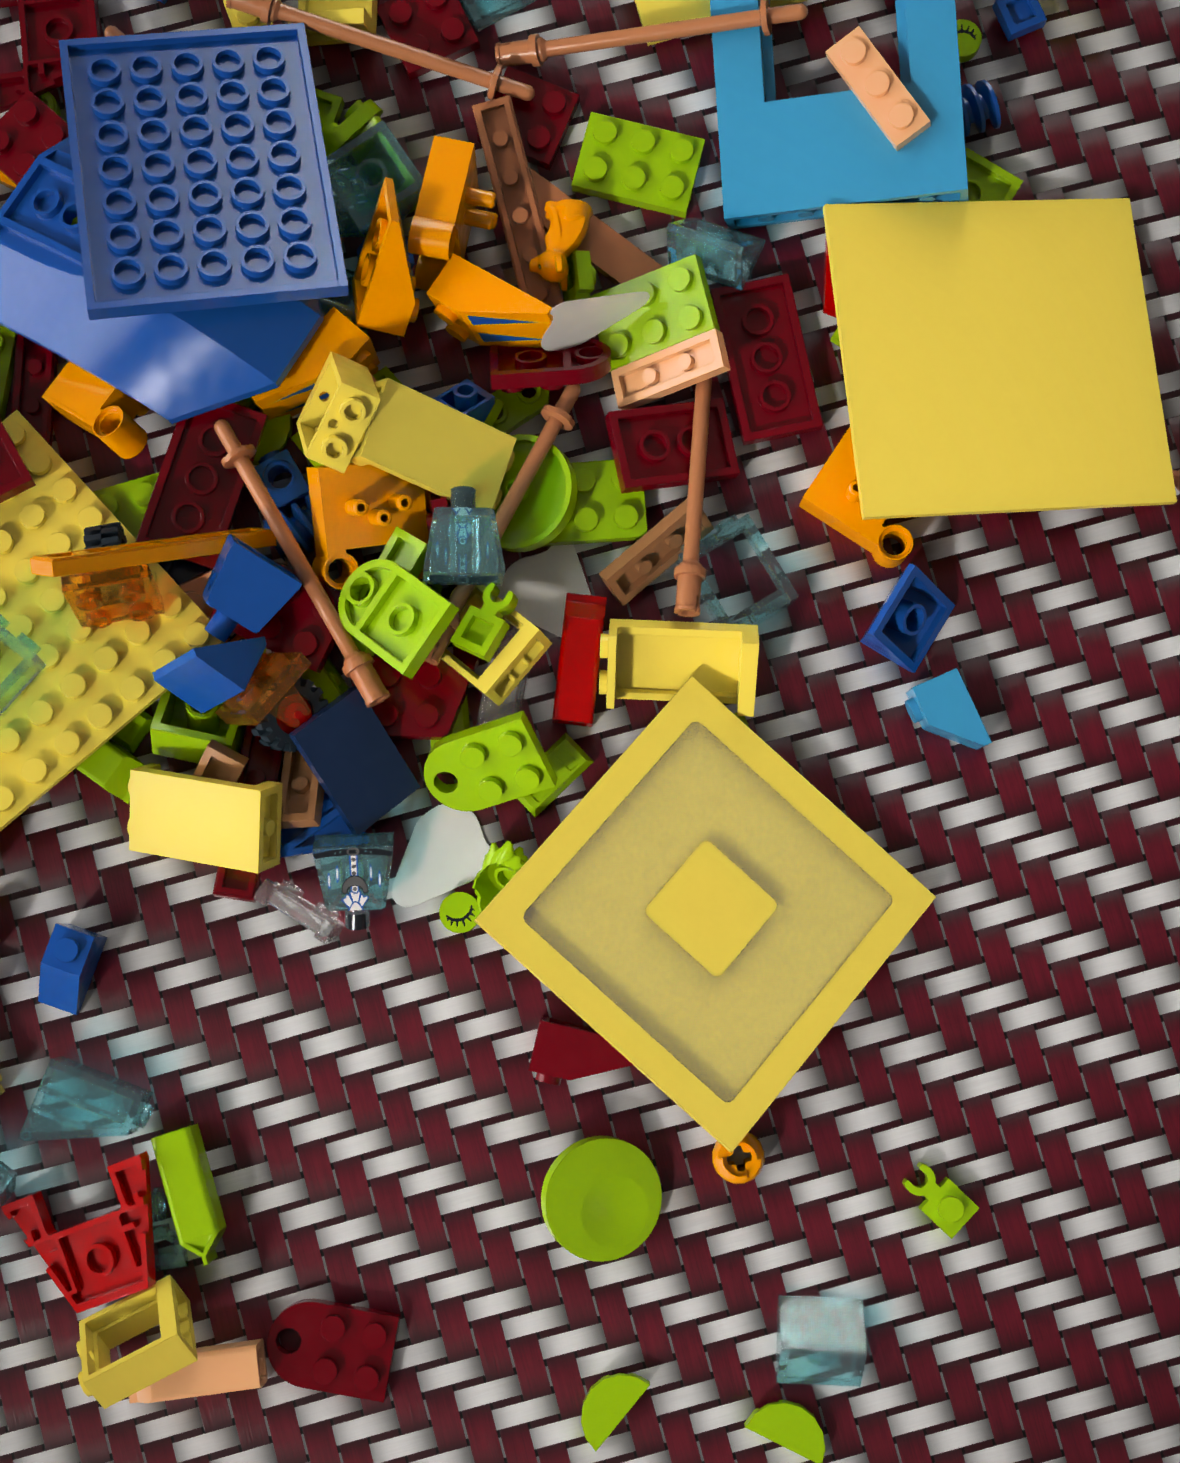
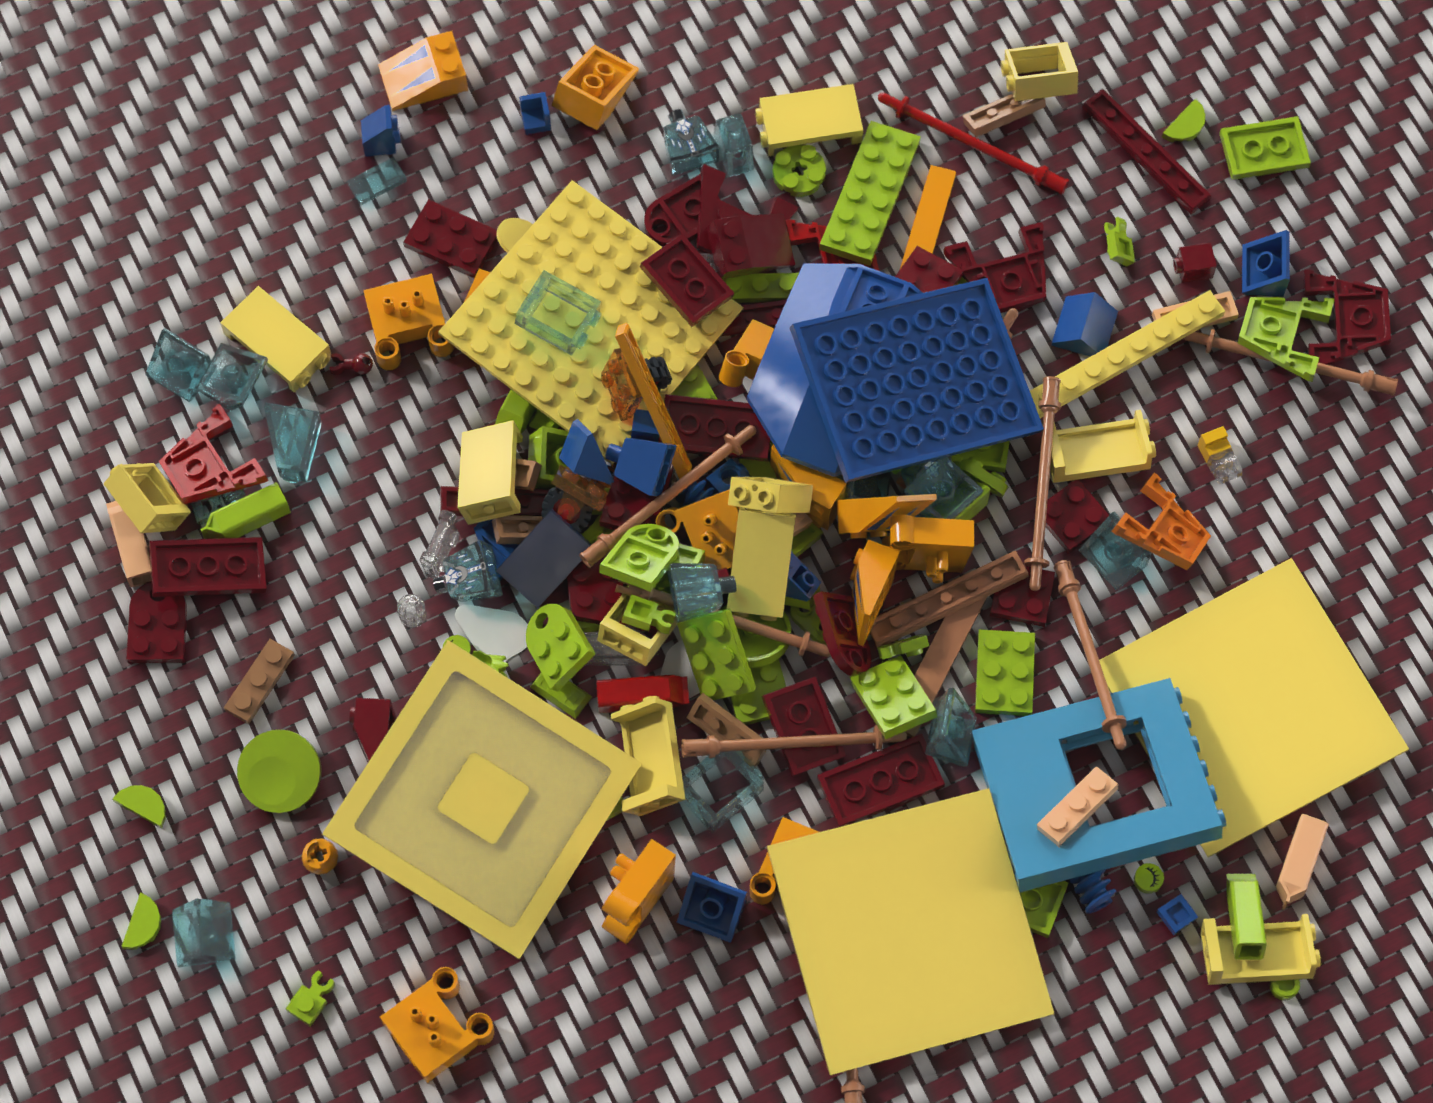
camera: 75 degrees right, 15 degrees down
(69, 966) = (381, 413): blue slope -> none
(184, 579) = (644, 427): none -> blue panel
(264, 1262) = (207, 566): none -> dark red plate
(396, 965) = (410, 616): none -> clear wheel
(453, 1207) = (259, 681): none -> medium nougat plate
(555, 540) = (717, 655): none -> lime plate
(567, 230) = (937, 627): light orange animal -> none
(585, 318) = (873, 648): white sticker -> none
(670, 370) = (855, 713): light nougat plate -> none
(881, 711) = (639, 889): none -> light orange piece
(947, 710) = (653, 944): dark azure slope -> none
(1019, 1038) = (430, 1031): none -> light orange piece

